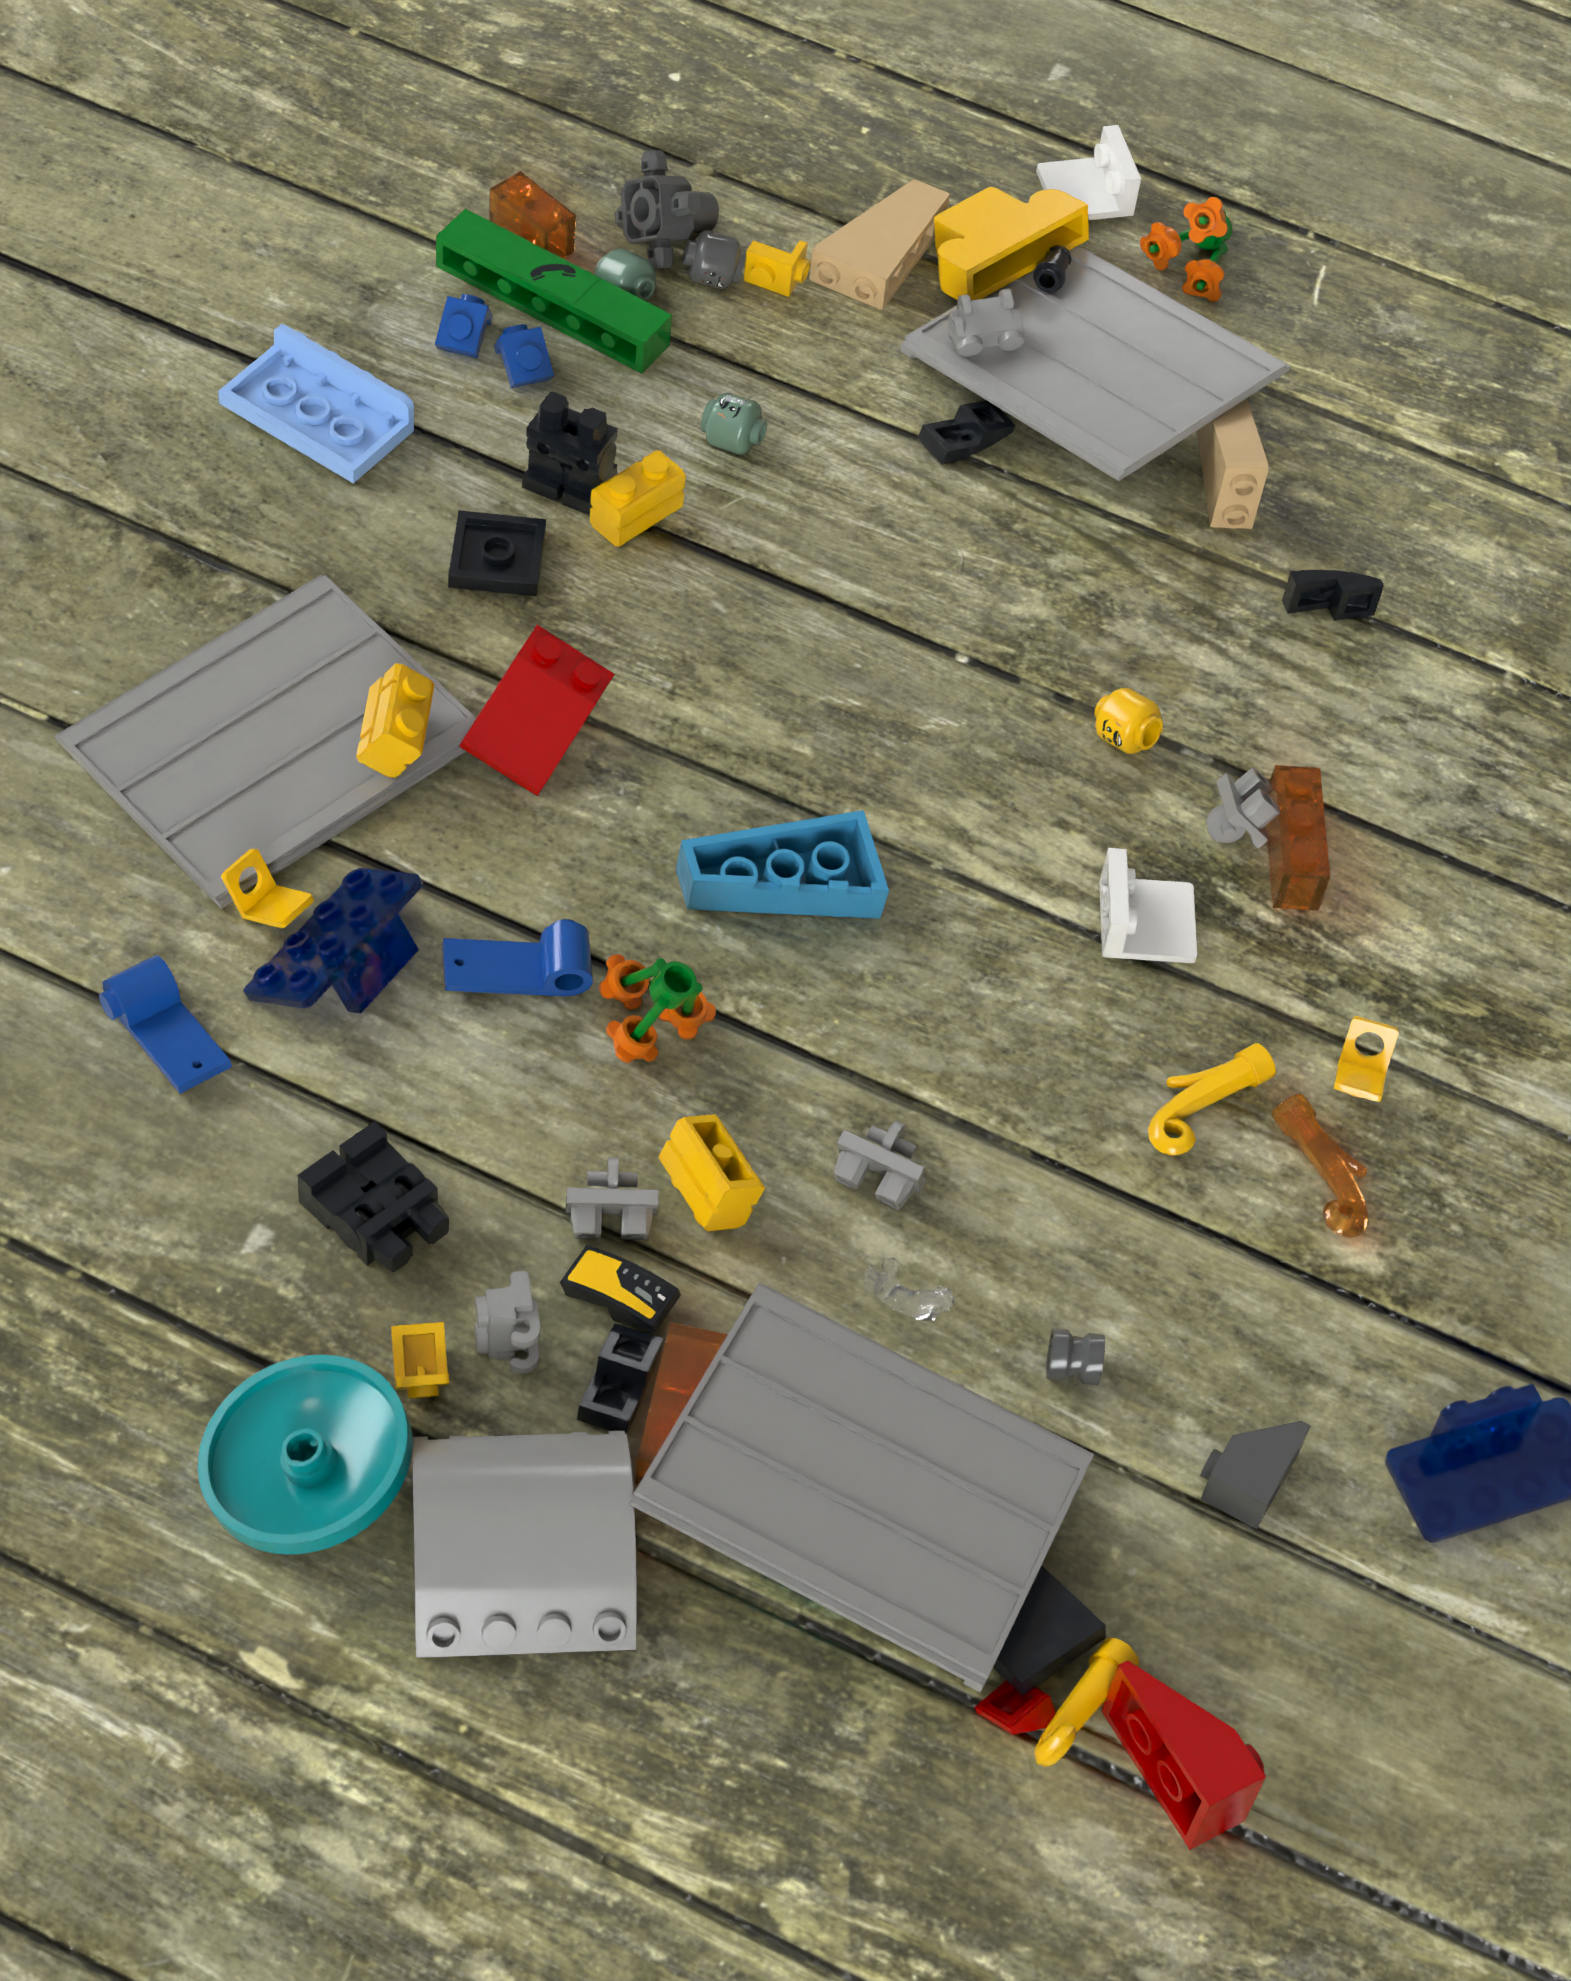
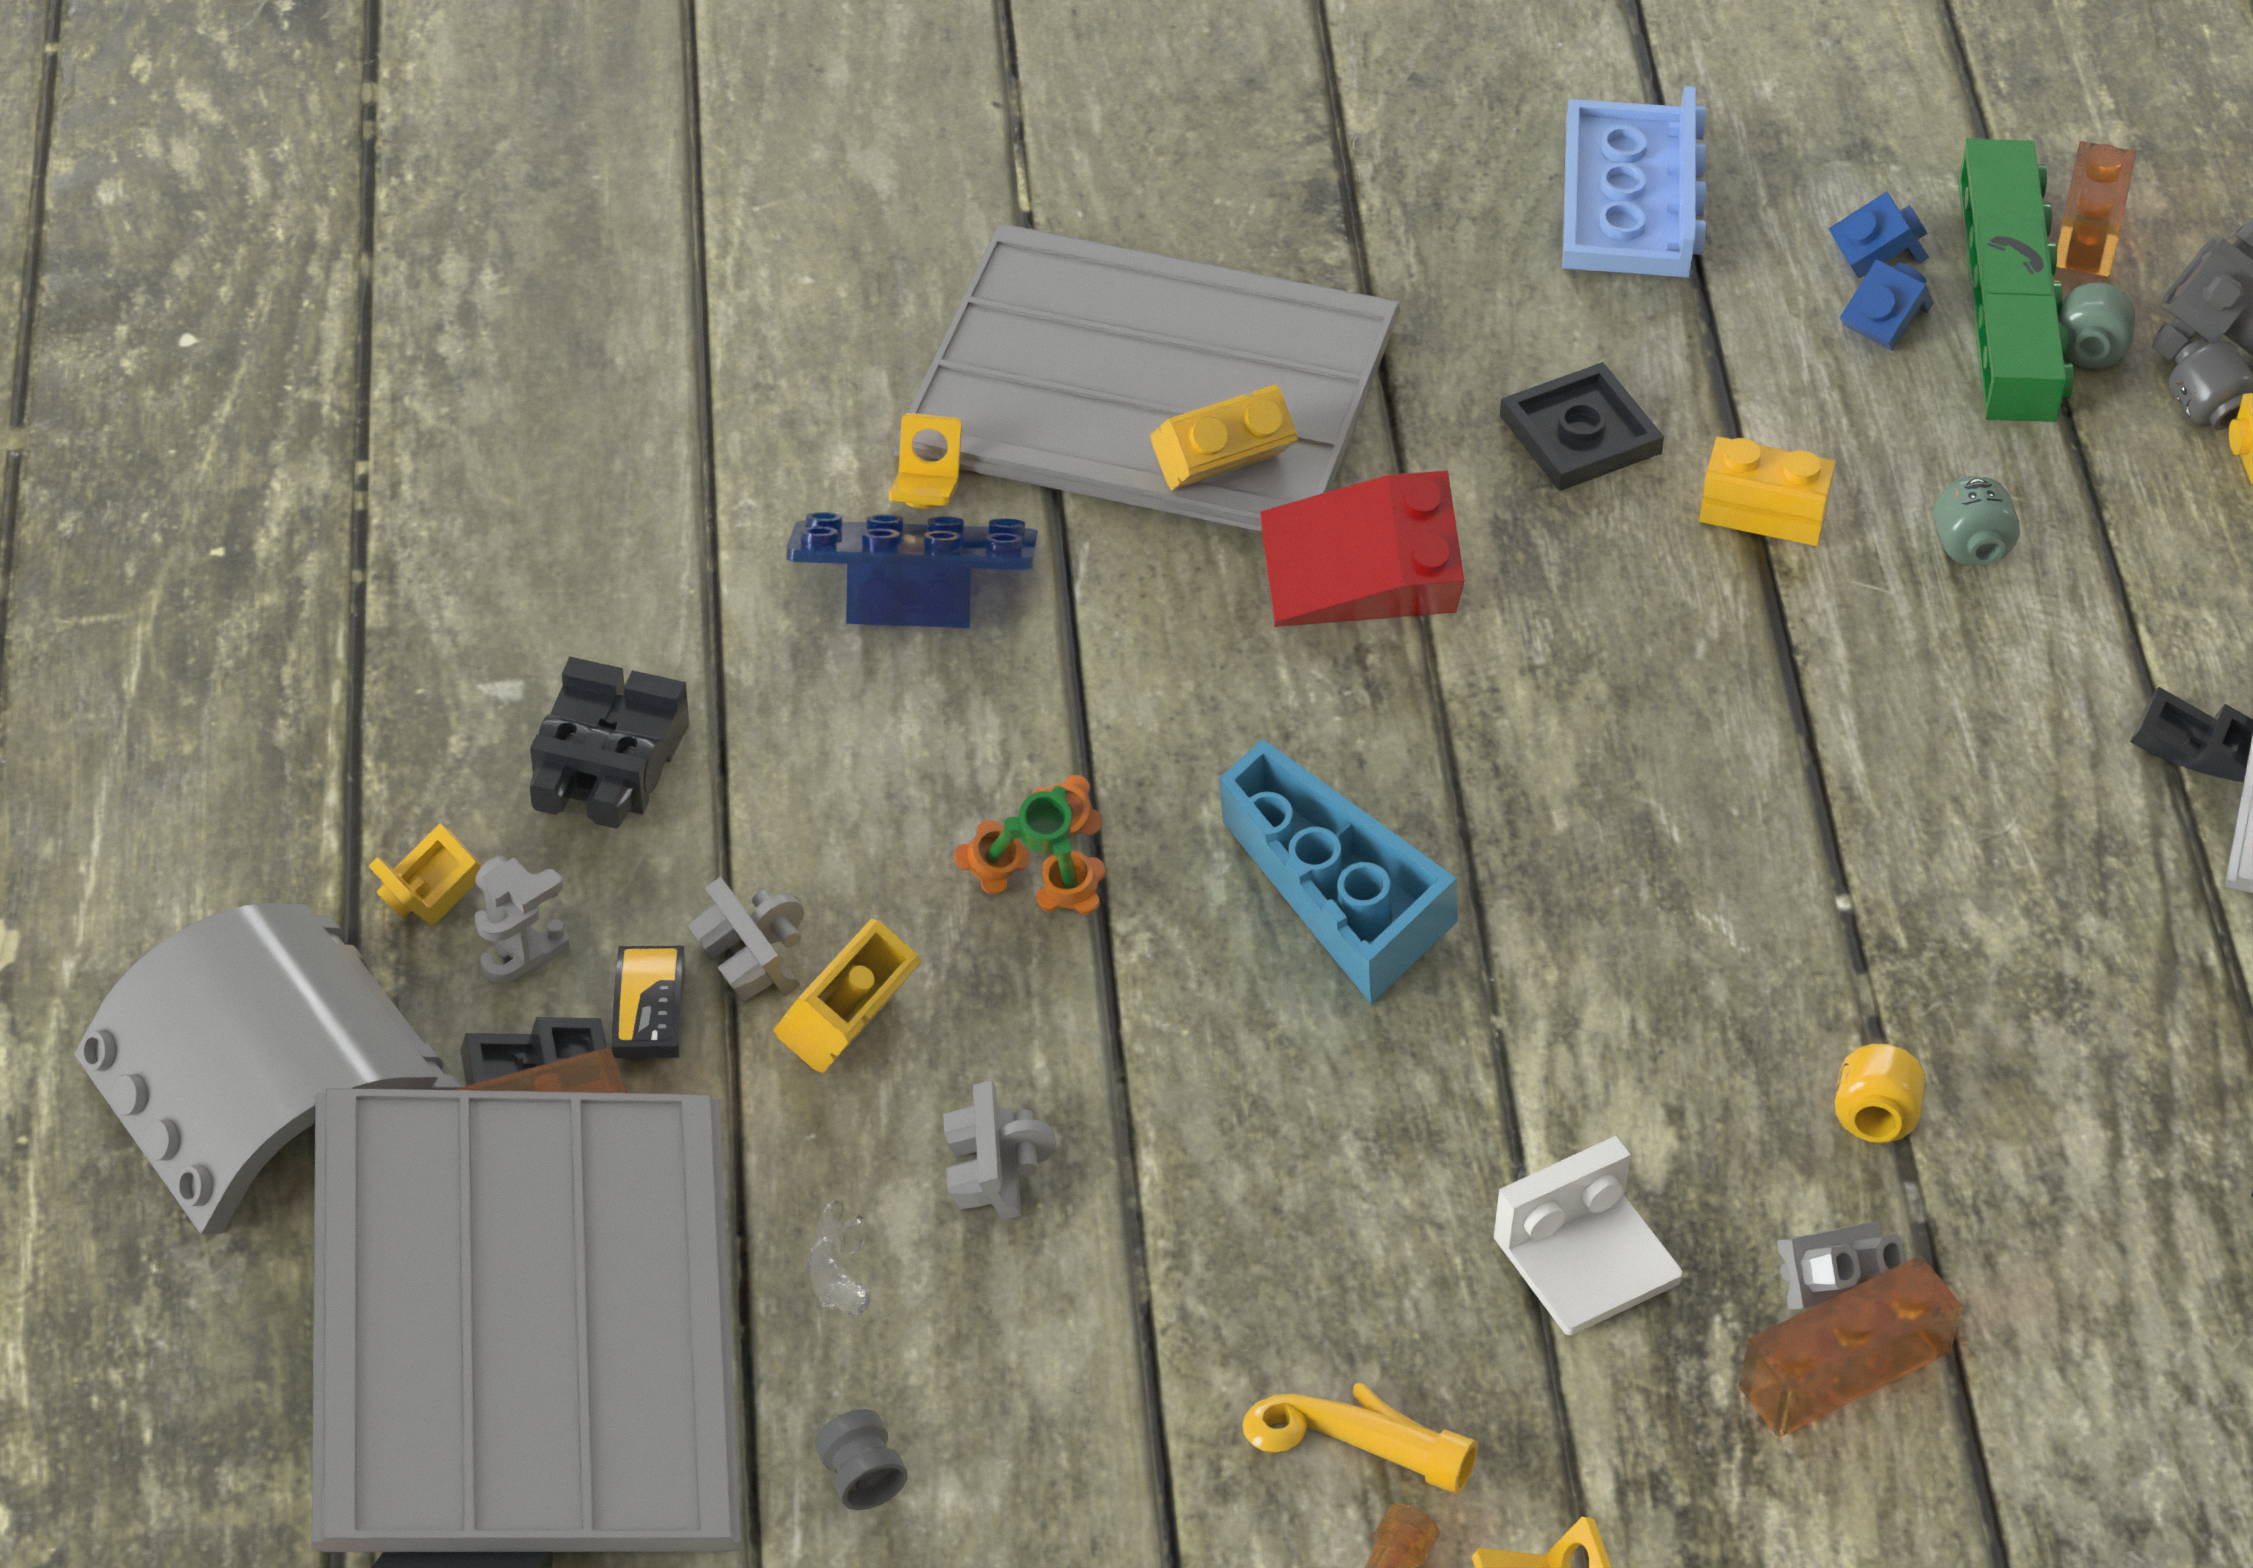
camera: 65 degrees right, 5 degrees down
(151, 1010) = (716, 462): blue door -> none
(305, 1454) = (237, 832): teal dish -> none
(549, 968) = (1013, 715): blue door -> none
(569, 452) = (1756, 379): black hips -> none

